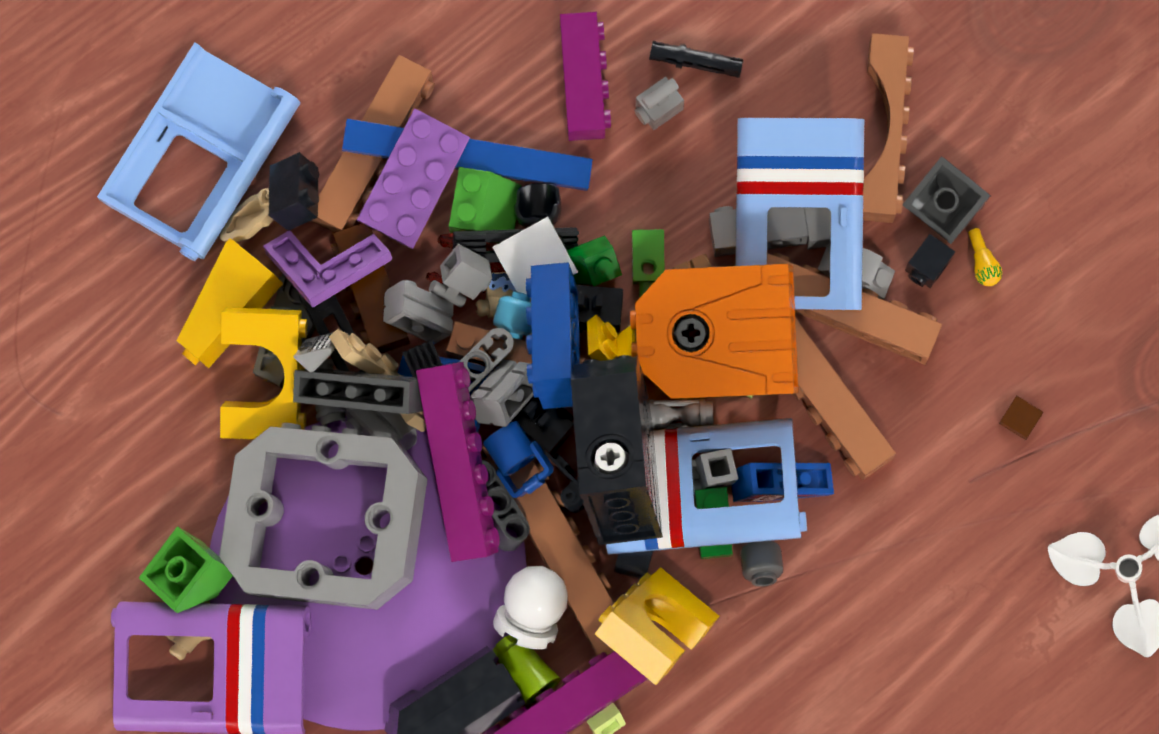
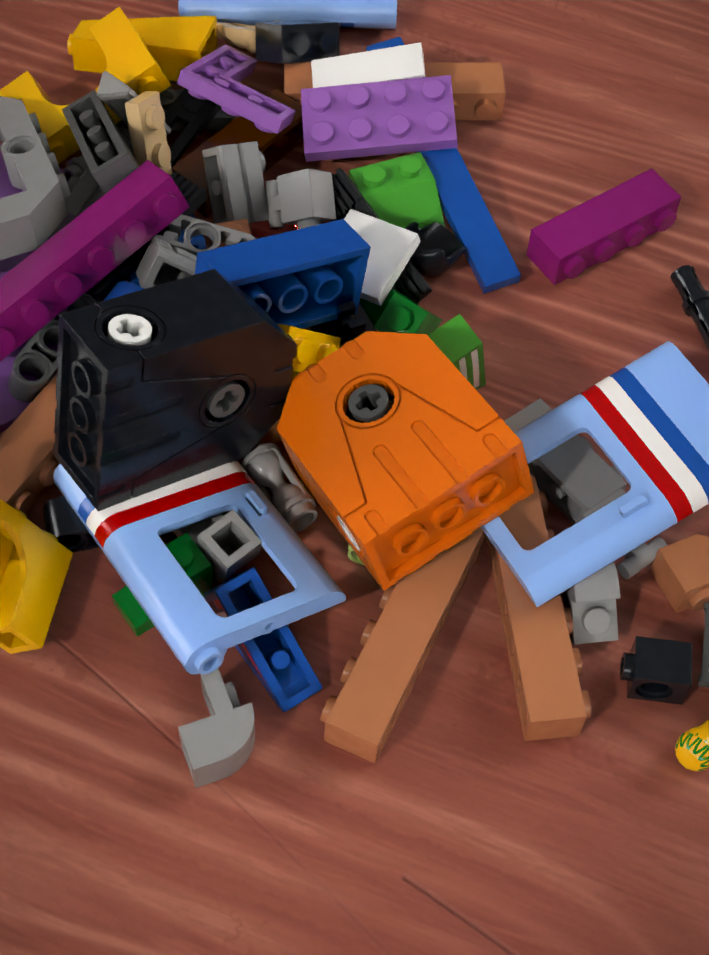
camera: 55 degrees right, 20 degrees down
(368, 161) = (370, 66): none -> white tile
(659, 103) = (629, 301): light grey brick -> none
(761, 562) = (141, 664): dark grey head -> none
(838, 537) = (222, 741): none -> light grey brick
(1021, 417) = (533, 897): reddish brown tile -> none

